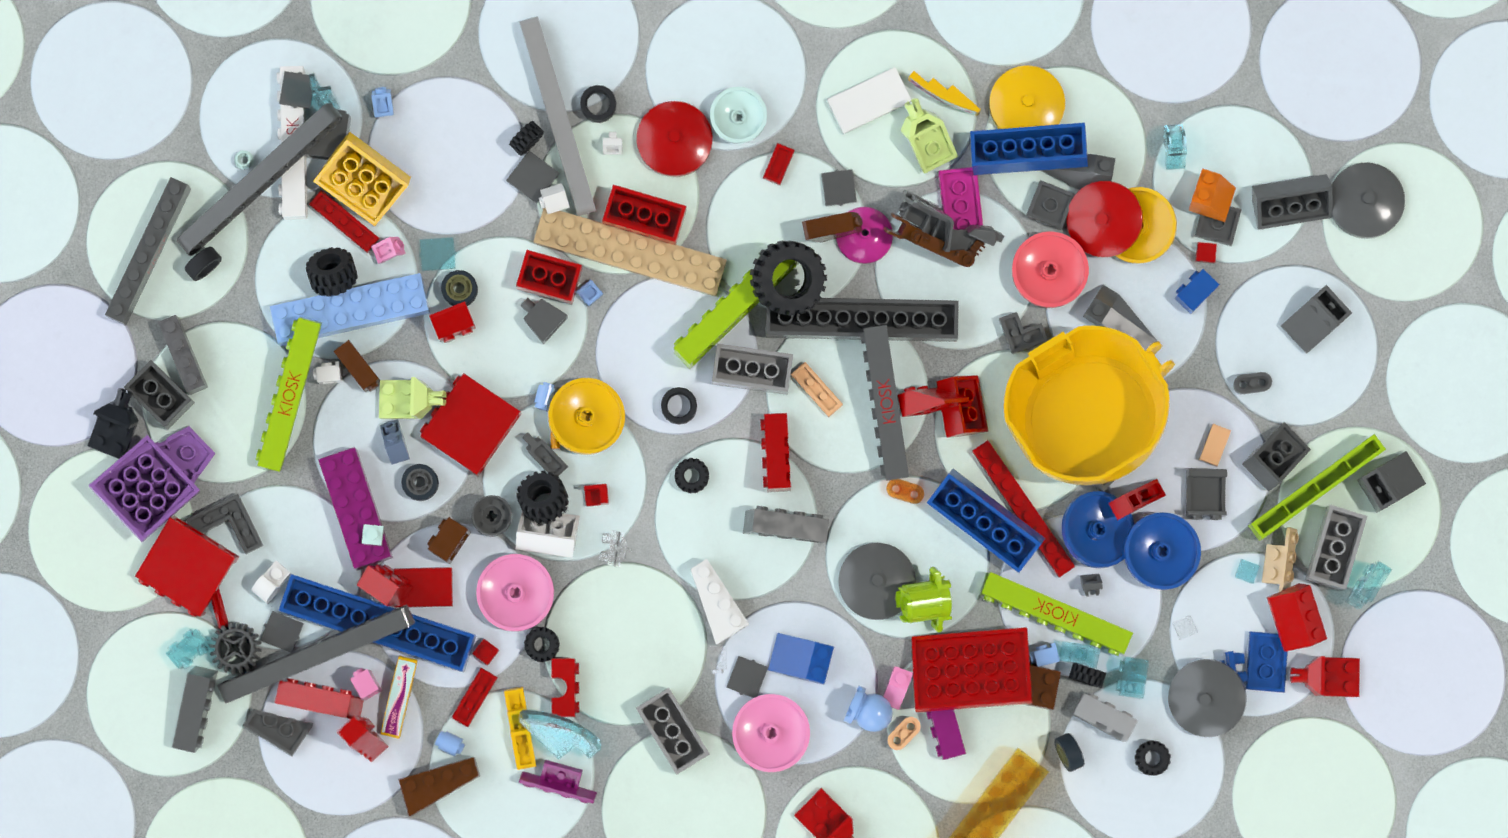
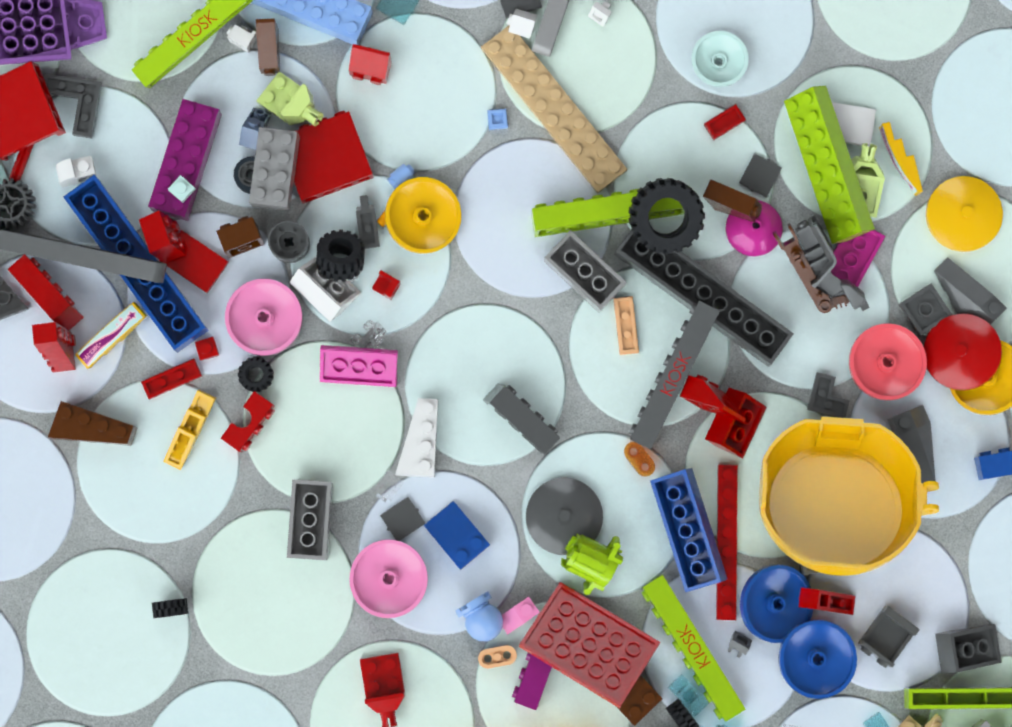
camera: 35 degrees right, 0 degrees up
(282, 631) = (57, 217): dark grey piece -> none
(365, 683) = (90, 305): bright pink brick -> none
(437, 464) = (274, 169): none -> light grey brick
(450, 743) = (124, 401): light blue brick -> none
(452, 280) = (397, 32): wheel -> none
(543, 318) = (445, 113): dark grey torso -> none
(549, 277) = (473, 82): red brick -> none
(559, 733) = (216, 456): clear light blue slope -> none
(559, 780) = (190, 494): magenta bracket -> none
(622, 577) = (358, 366): none -> tile
(644, 214) = (586, 86): red brick -> none
(674, 139) = (654, 43): red dish -> none
(679, 391) = (504, 245): black tyre -> none
(695, 464) = (474, 312): black tyre -> none
(777, 452) = (556, 354): red wedge -> none
(889, 141) = (829, 164): none -> lime brick
(1029, 149) = (940, 250): blue brick -> none
(1044, 655) = (658, 675): light blue brick -> none
(1214, 445) = (923, 602): light nougat tile -> none
(1251, 381) = (990, 572): dark grey plate -> none

